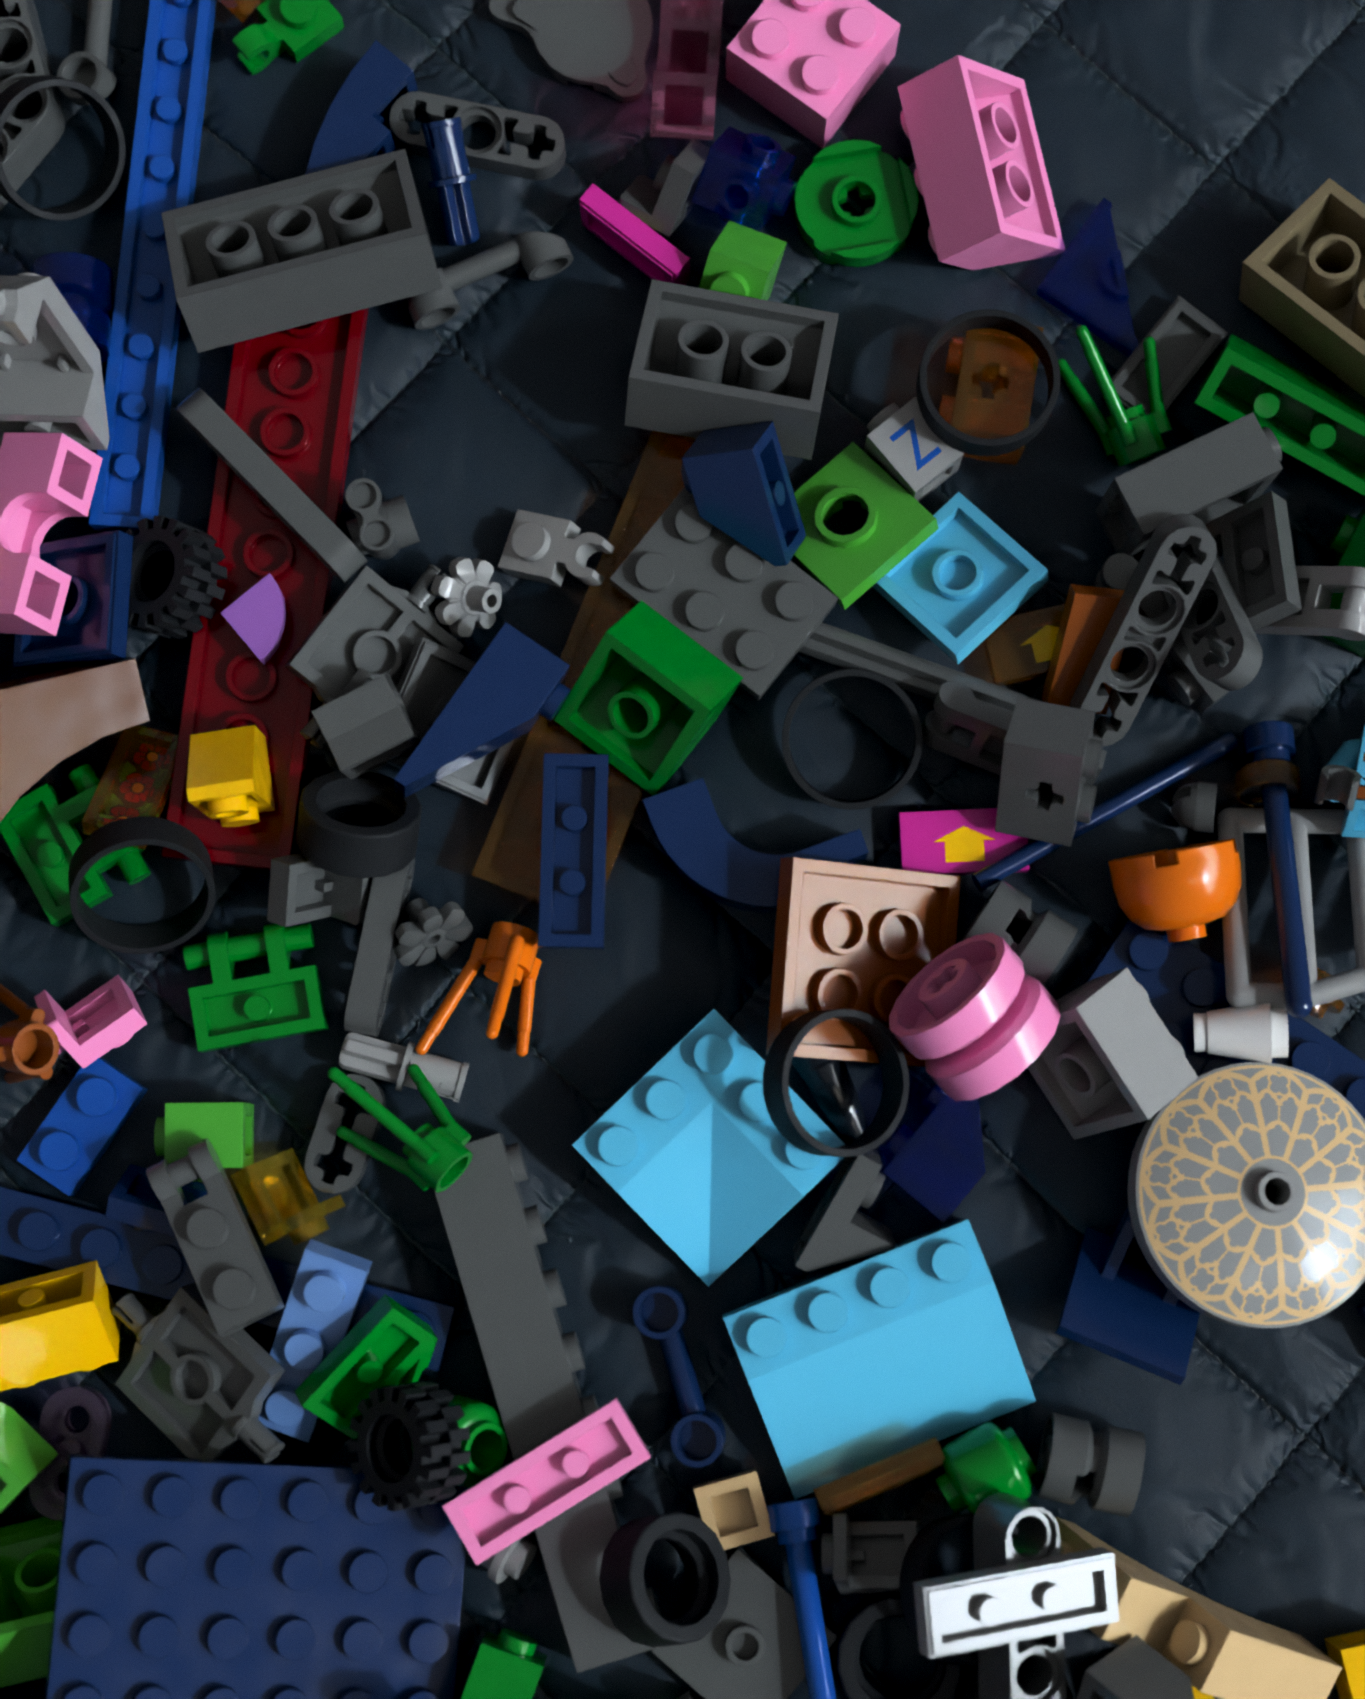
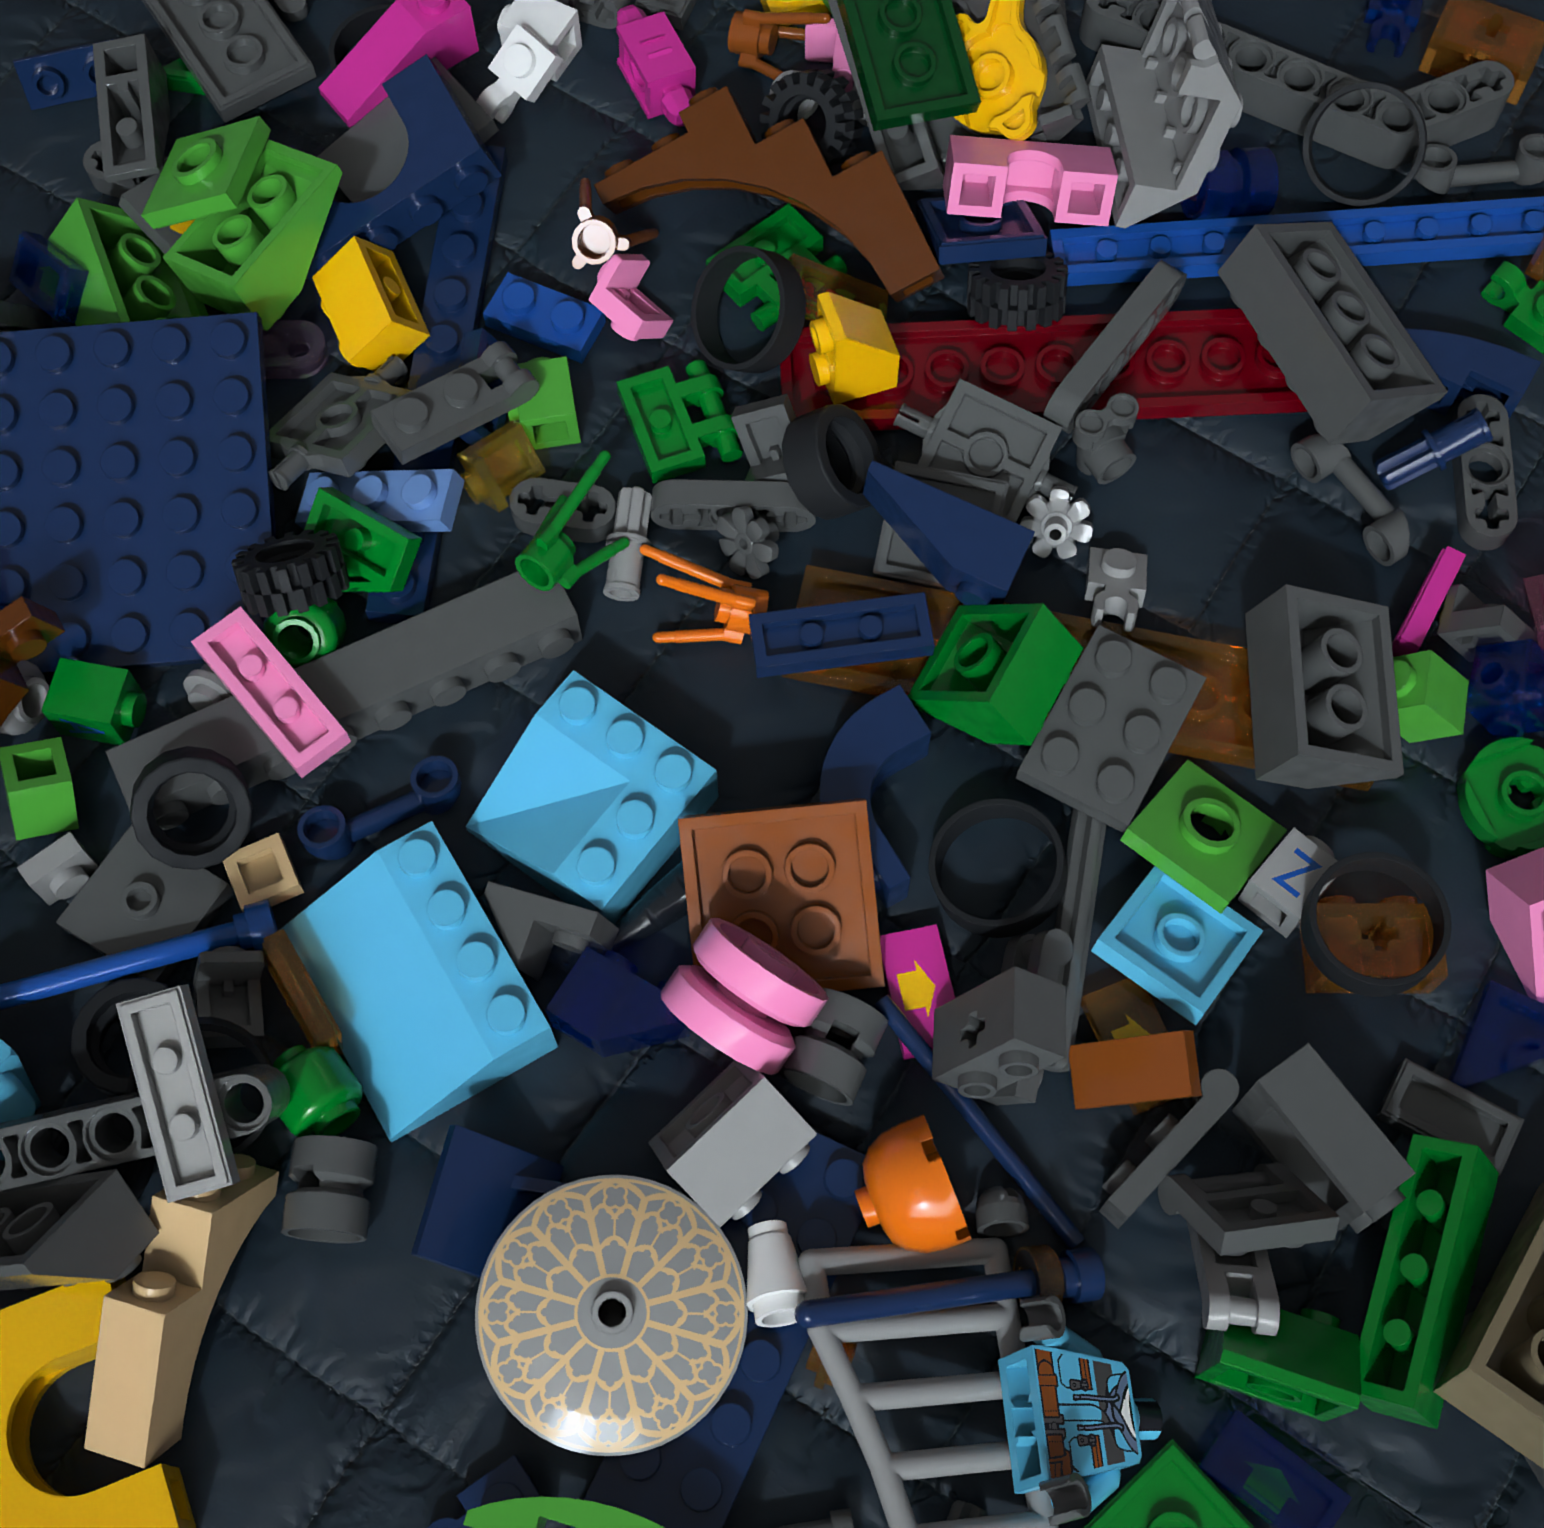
camera: 80 degrees right, 15 degrees down
(259, 617) = (998, 360): medium lavender tile -> none
(367, 727) = (918, 441): dark grey piece -> none
(745, 489) = (1209, 720): dark blue slope -> none
(894, 1089) = (631, 934): black tyre -> none
(1129, 432) = (1374, 1085): green plant -> none
(1151, 635) = (1160, 1106): dark grey beam -> none
(1226, 624) = (1197, 1170): dark grey beam -> none

